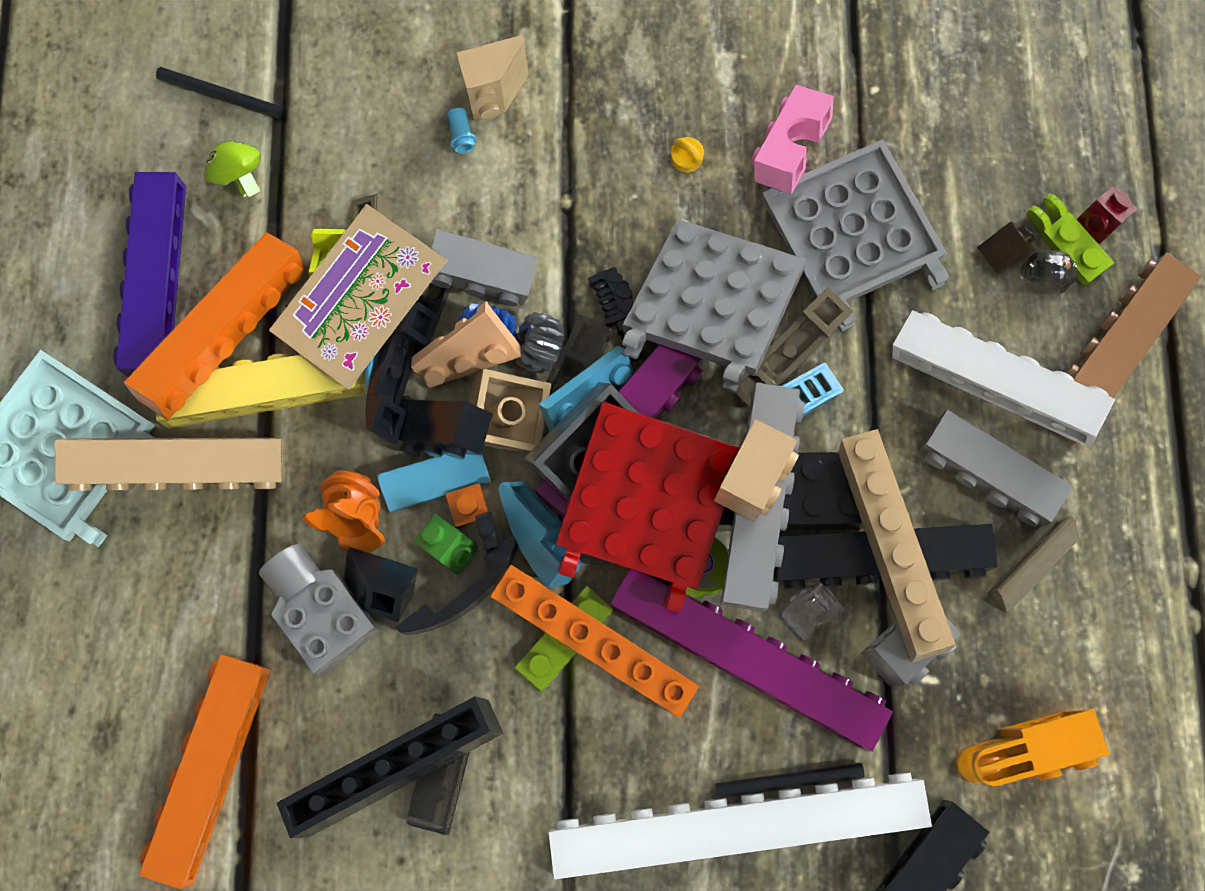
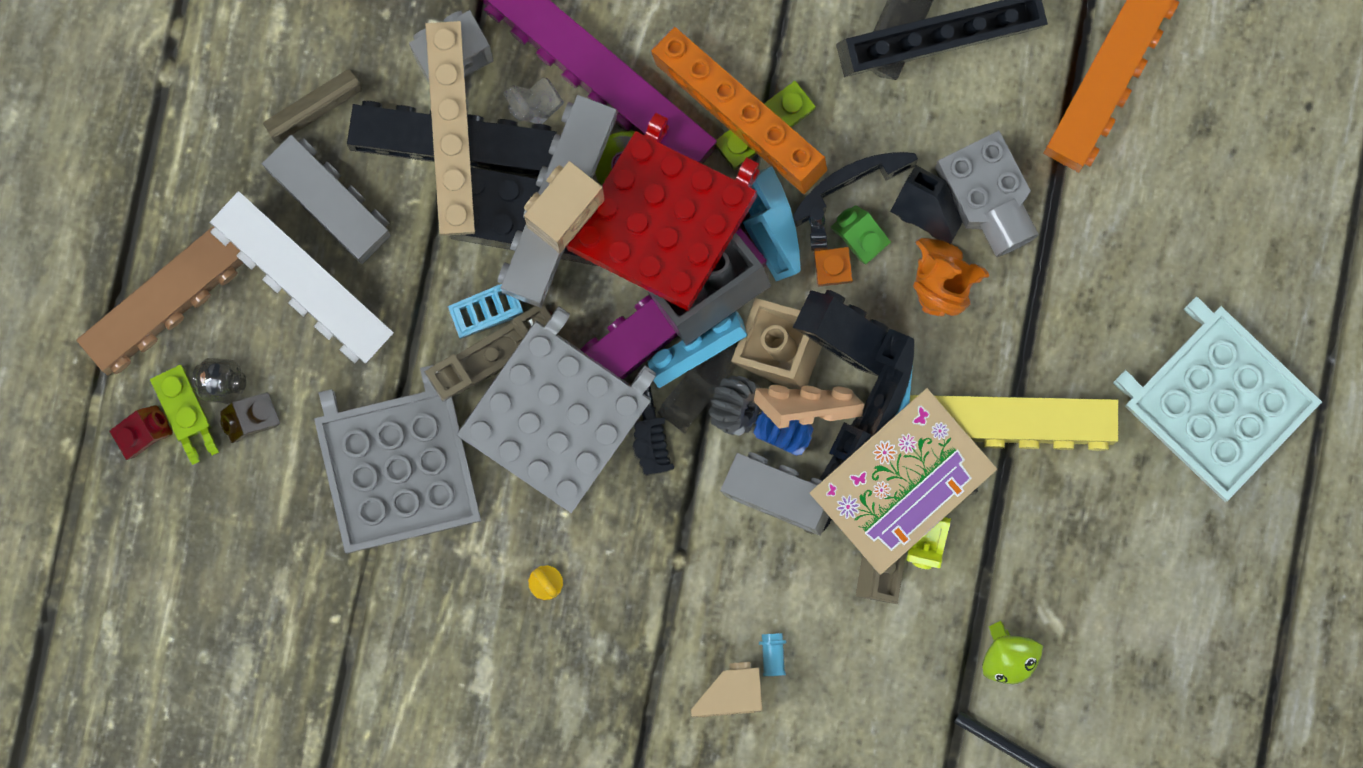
camera: 170 degrees left, 5 degrees up
(150, 266) = (1109, 559): dark purple brick -> none
(169, 460) = (1106, 355): tan brick -> none
(216, 326) = (1044, 482): orange brick -> none
(431, 480) = (874, 296): medium azure slope -> none
(800, 117) = (420, 593): bright pink arch -> none

